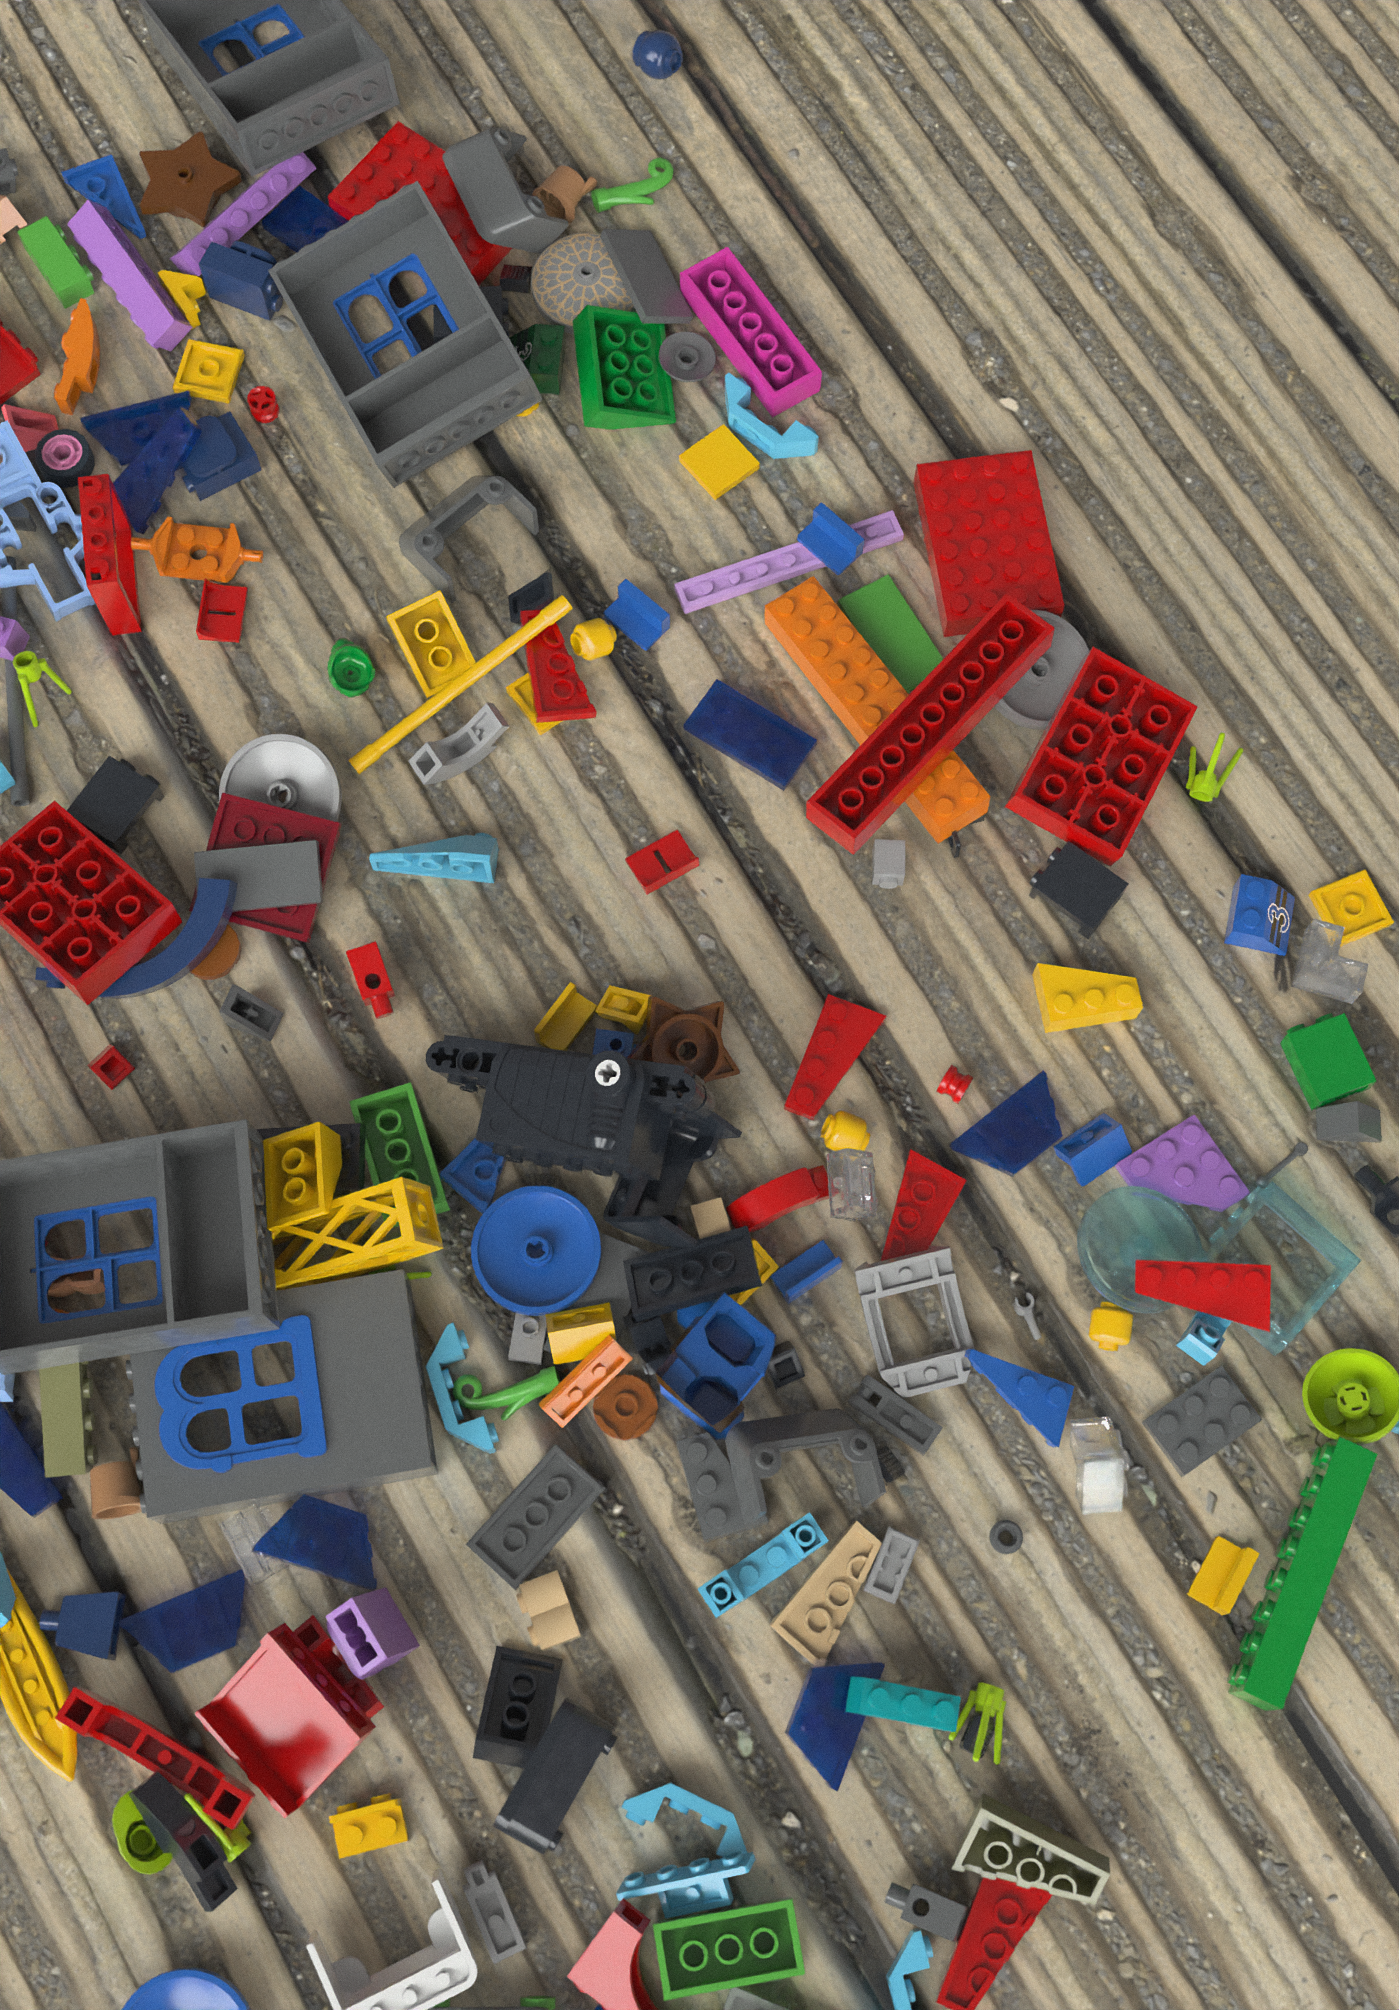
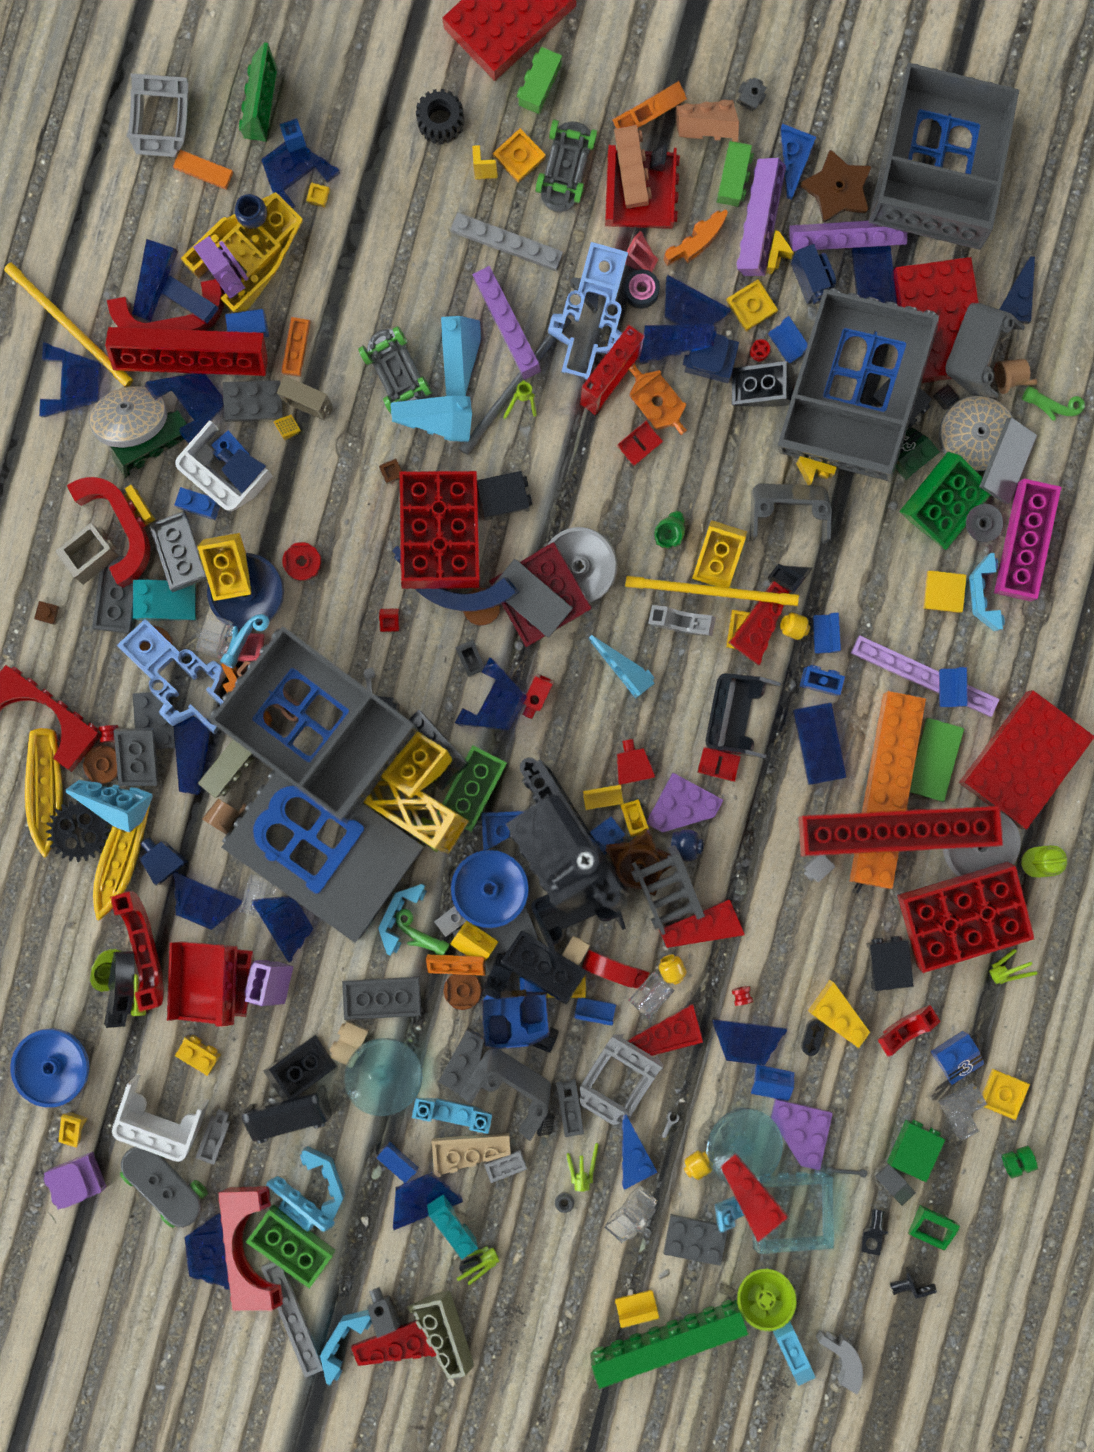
camera: 45 degrees right, 15 degrees up
(286, 367) = (788, 340): none -> blue panel
(302, 433) = (763, 385): none -> black slope
(339, 1030) = (499, 706): none -> clear blue wing
(441, 467) = (809, 467): none -> yellow slope
(486, 111) = (1020, 296): none -> dark blue wing
(564, 951) = (633, 764): none -> red torso
(614, 790) = (731, 713): none -> black windscreen
(631, 1606) = (383, 1077): none -> clear light blue dish
(667, 943) = (682, 805): none -> medium lavender plate
(683, 665) = (822, 681): none -> blue brick
(717, 977) = (688, 844): none -> dark blue piece
(757, 1700) = (397, 1162): none -> blue panel
(769, 1026) = (686, 891): none -> dark grey fence
(999, 1484) = (582, 1180): none -> lime plant
(1087, 1049) = (817, 1038): none -> black beam
(1121, 628) = (1044, 861): none -> lime piece
(1173, 936) = (907, 1028): none -> red arch

